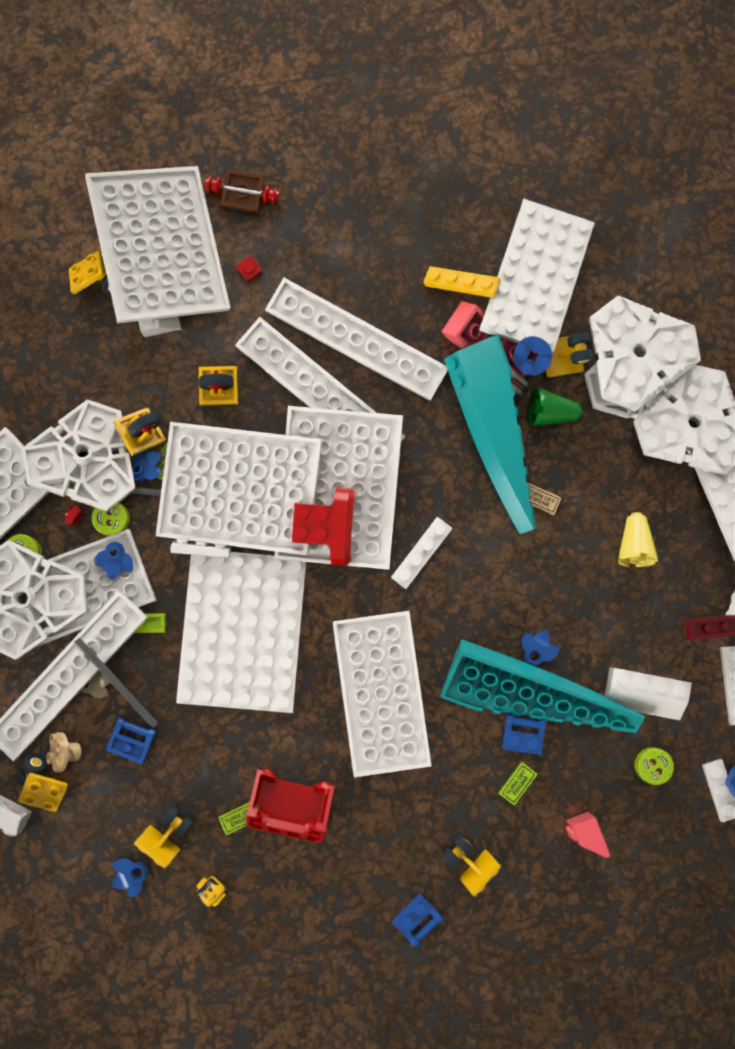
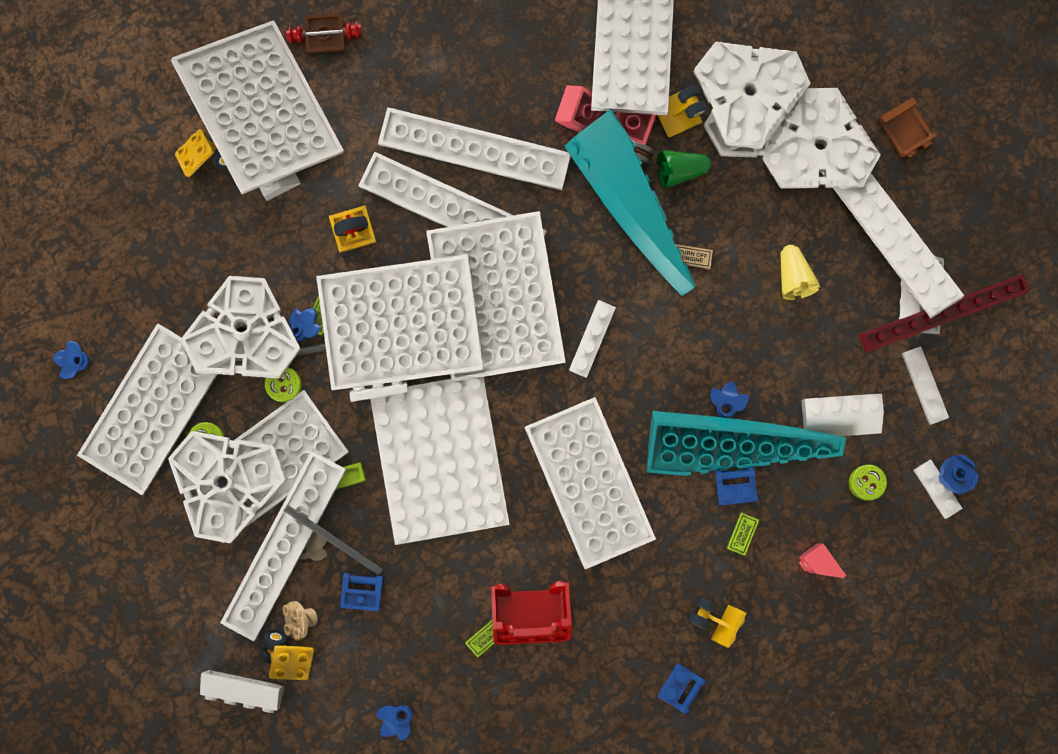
camera: 15 degrees left, 0 degrees up
(73, 515) = (246, 391): red plate -> none
(114, 563) = (298, 426): blue plate -> none
(140, 430) = (289, 292): yellow plate -> none
(157, 845) = (415, 683): yellow plate -> none
(210, 891) = (476, 714): yellow head -> none
(249, 269) = (351, 107): red plate -> none
(327, 525) = (495, 335): red piece -> none
(462, 282) = (561, 67): yellow plate -> none
(538, 346) = (647, 132): blue plate -> none

